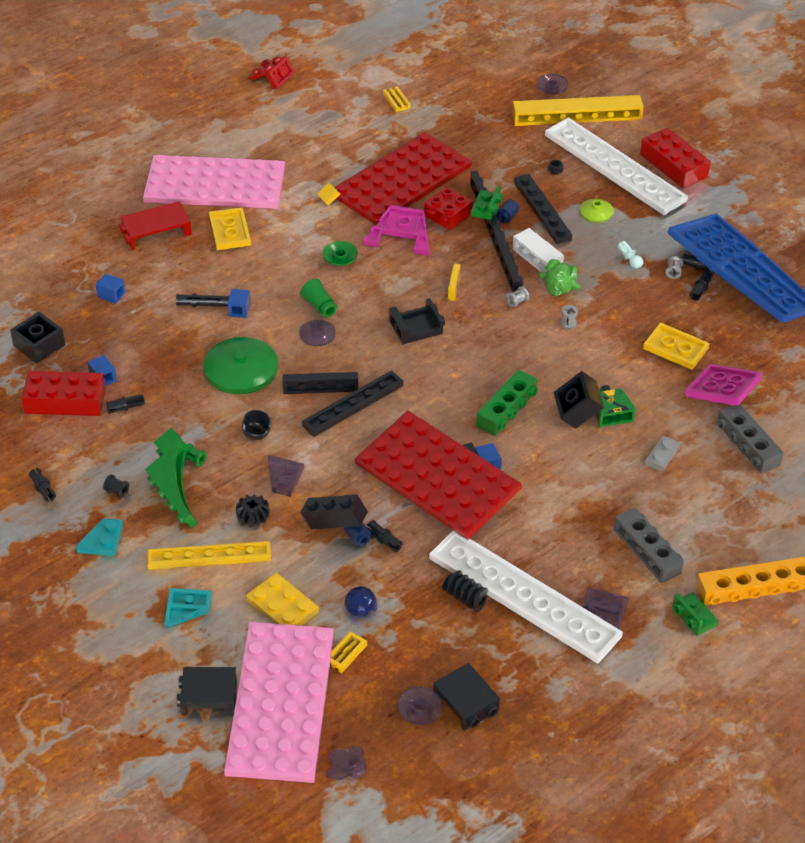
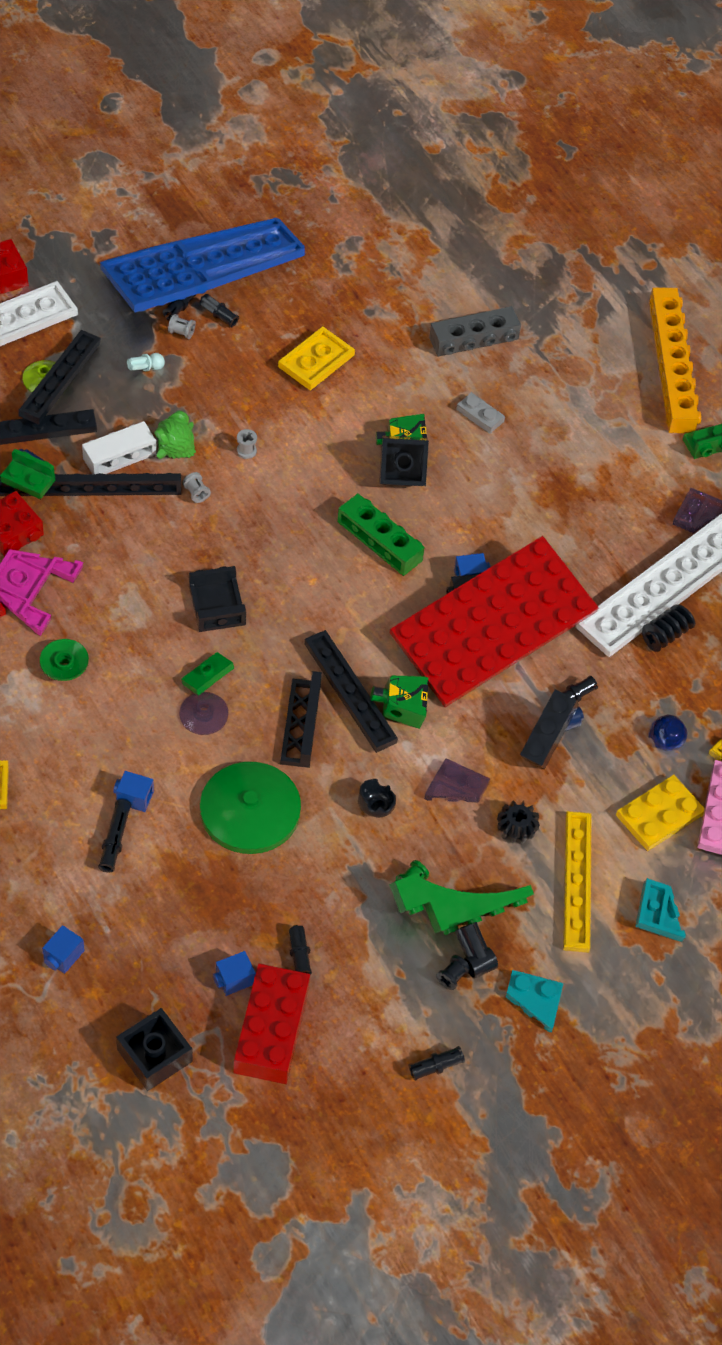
camera: 85 degrees left, 10 degrees up
(129, 497) = (476, 951): none -> black piece
(318, 297) = (151, 696): green plant -> none
(349, 327) = (207, 673): none -> green plate
(349, 431) = (403, 699): none -> torso
(454, 282) = (154, 545): yellow tile -> none
(592, 210) = (59, 377): none -> black plate
(648, 545) = (618, 454): dark grey brick -> none
(723, 384) = (398, 329): dark pink plate -> none

